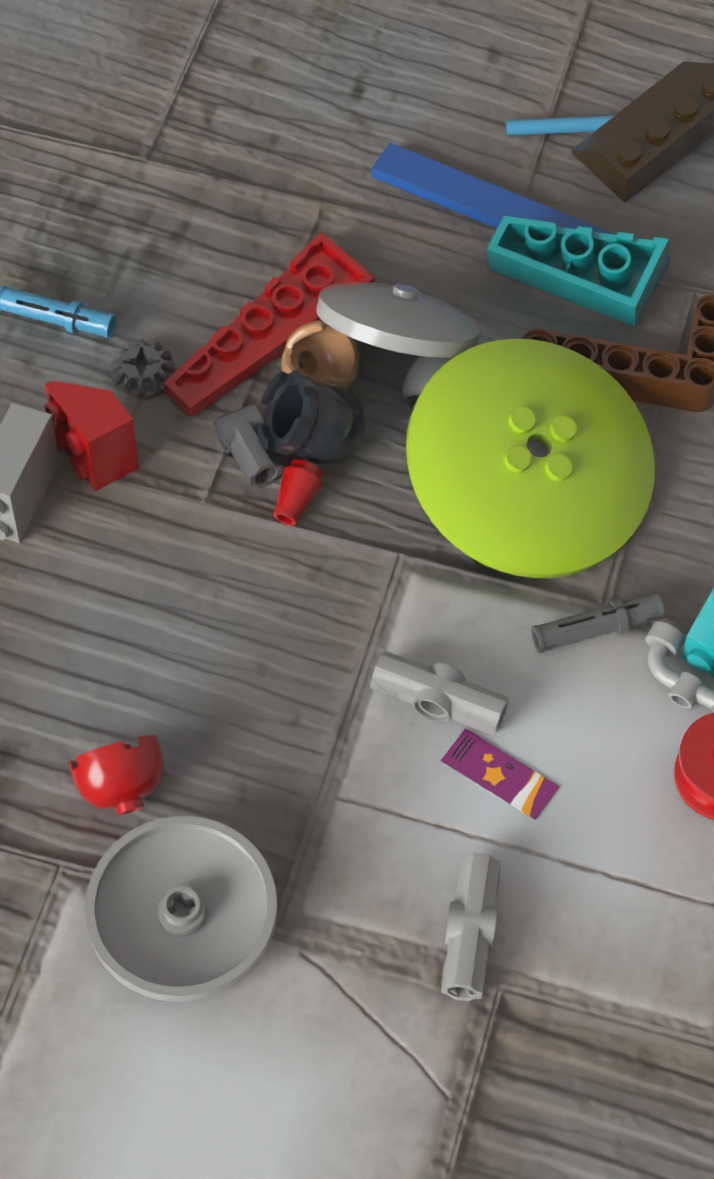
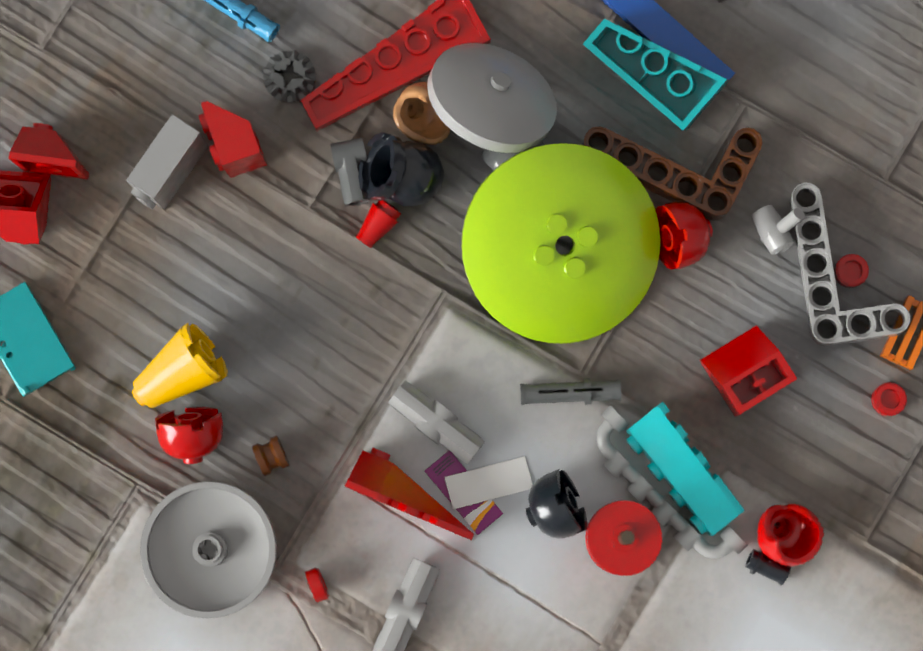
camera: 20 degrees right, 25 degrees up
(85, 702) = (179, 368): none -> yellow cone
(233, 780) = (270, 455): none -> reddish brown wheel
(341, 922) = (317, 584): none -> red tile
(407, 780) = (388, 484): none -> red wedge
(528, 753) = (488, 482): none -> white sticker
(626, 749) = (555, 506): none -> black cylinder
(674, 418) = (683, 234): none -> red cylinder

